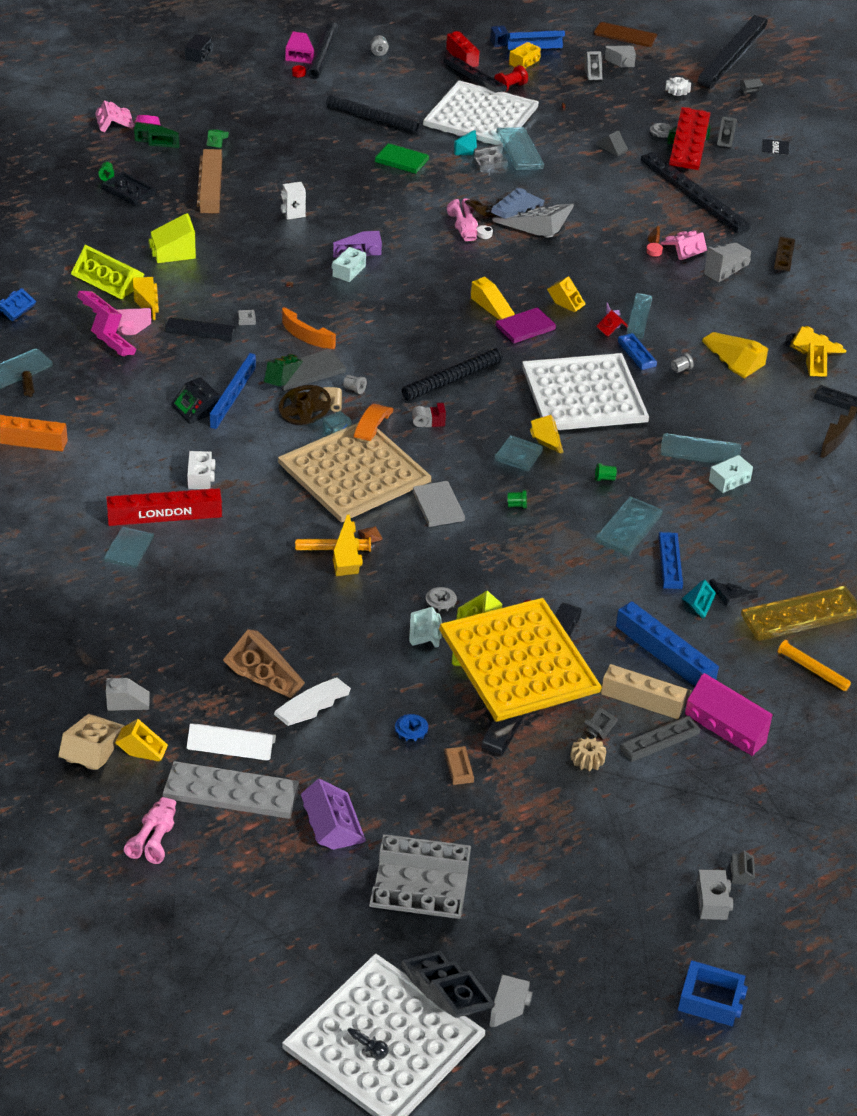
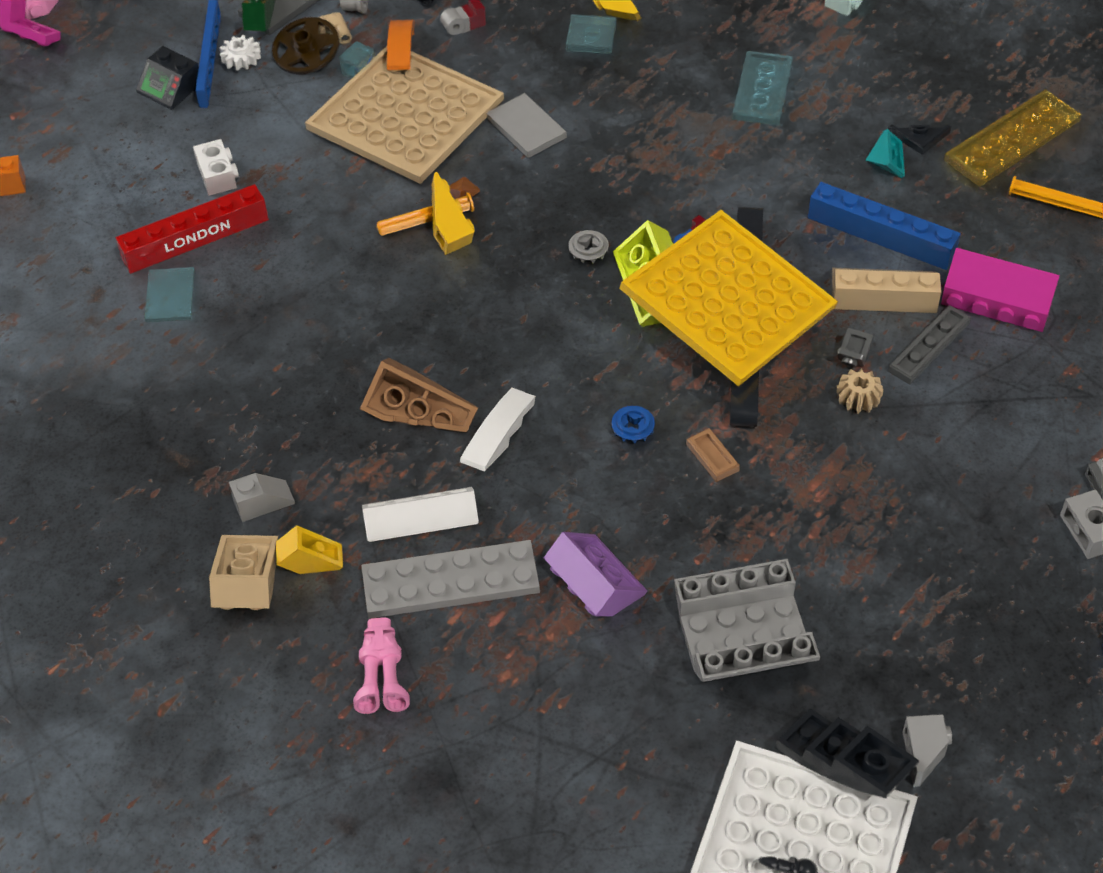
camera: 15 degrees left, 10 degrees up
(255, 397) = (240, 52): none -> white gear
(425, 627) = (587, 288): light aqua bracket -> none
(517, 499) = (619, 92): green bush -> none
(605, 472) = (704, 29): green bush -> none
(670, 560) = (831, 117): blue tile -> none

